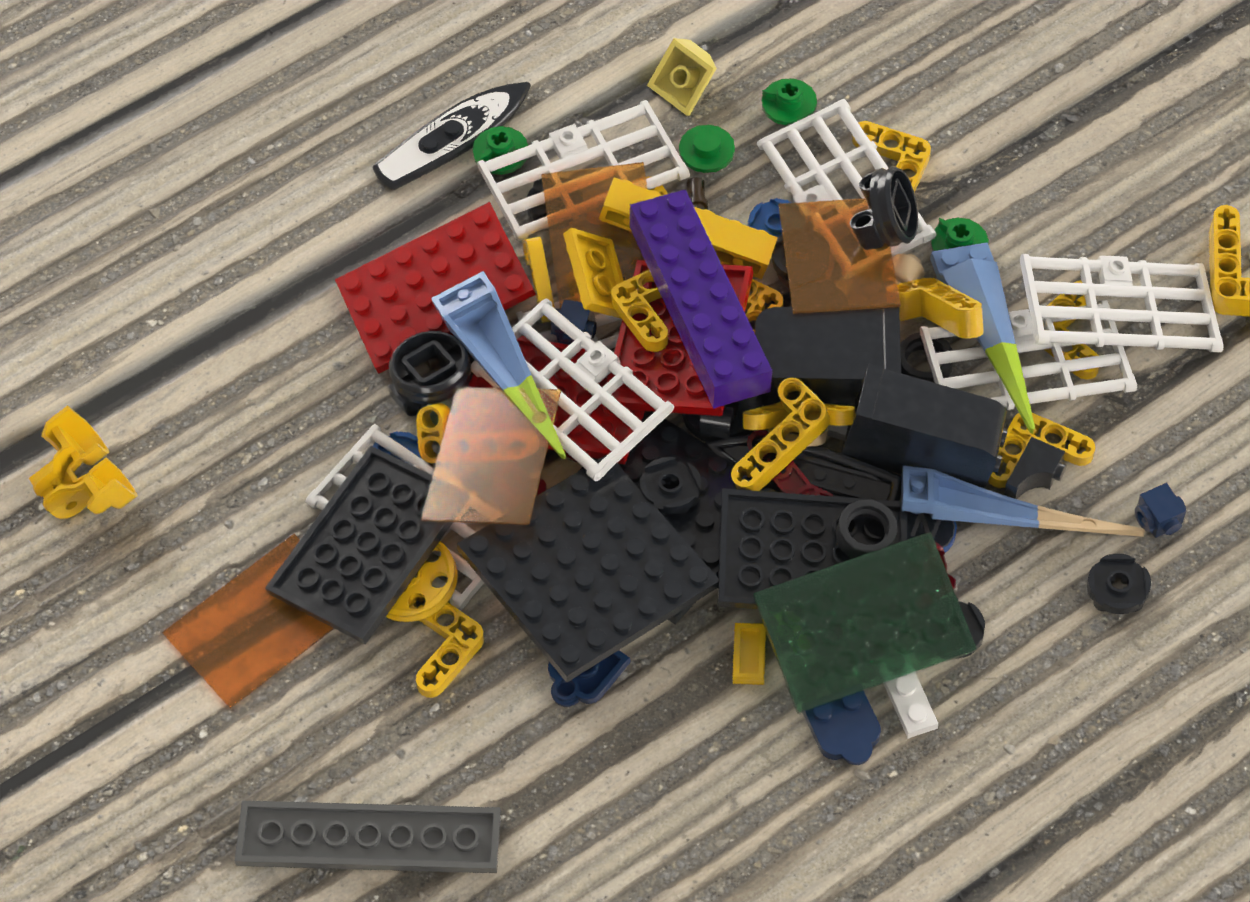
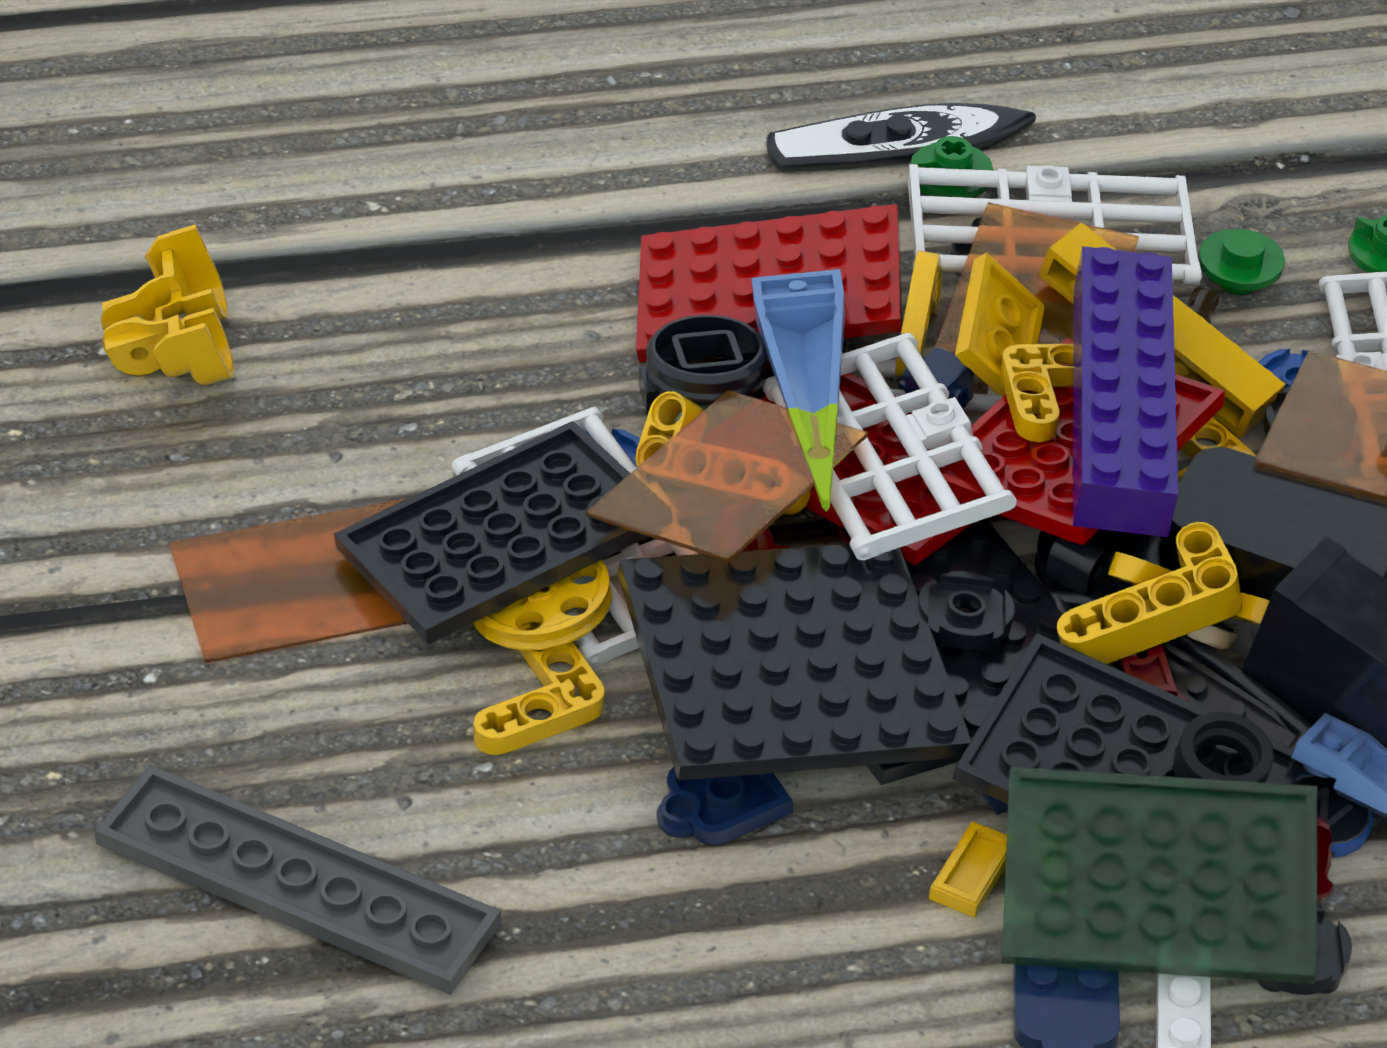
camera: 20 degrees right, 15 degrees down
(683, 74) = (1252, 167): light yellow slope -> none

